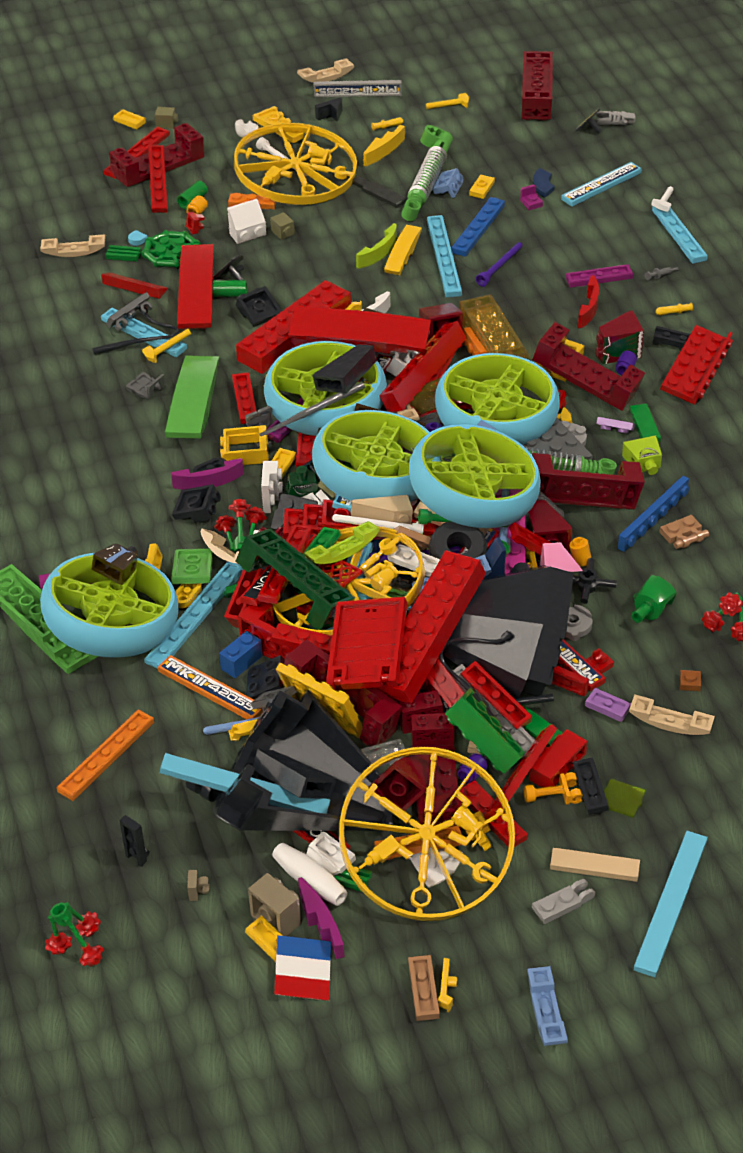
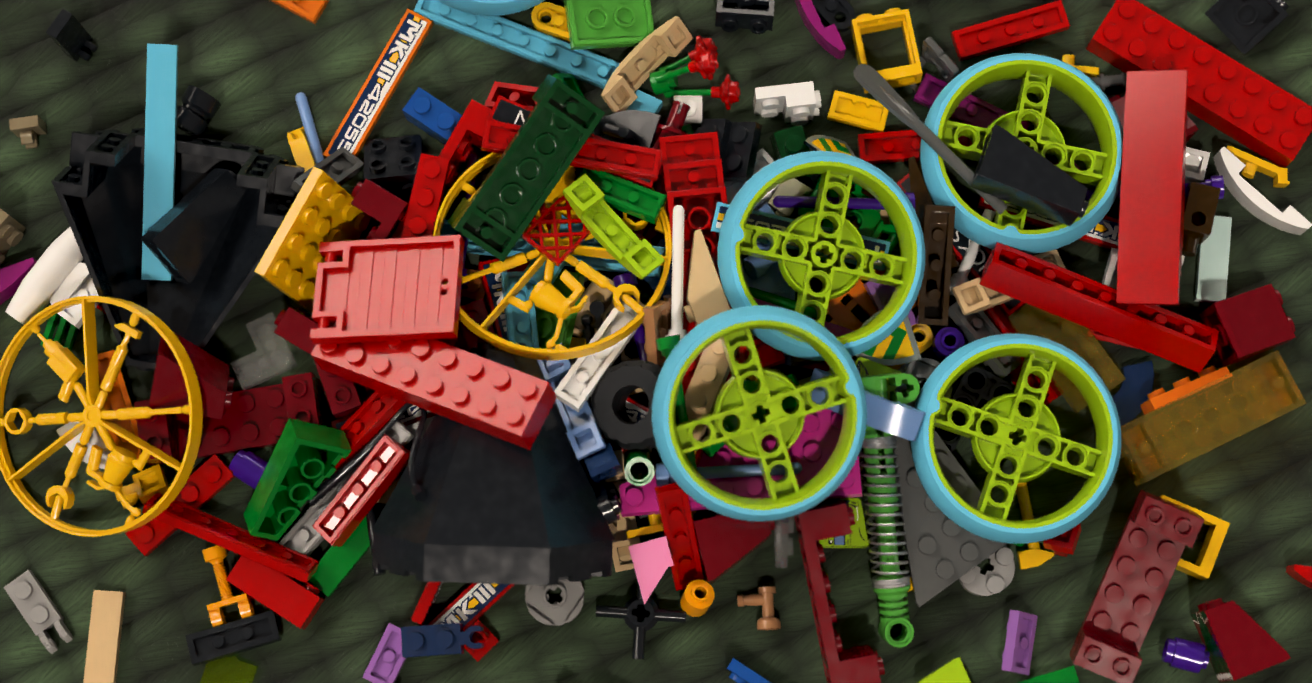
camera: 85 degrees right, 35 degrees up
(581, 527) = (766, 600): none -> medium nougat piece
(599, 671) = (437, 640): none -> dark blue plate

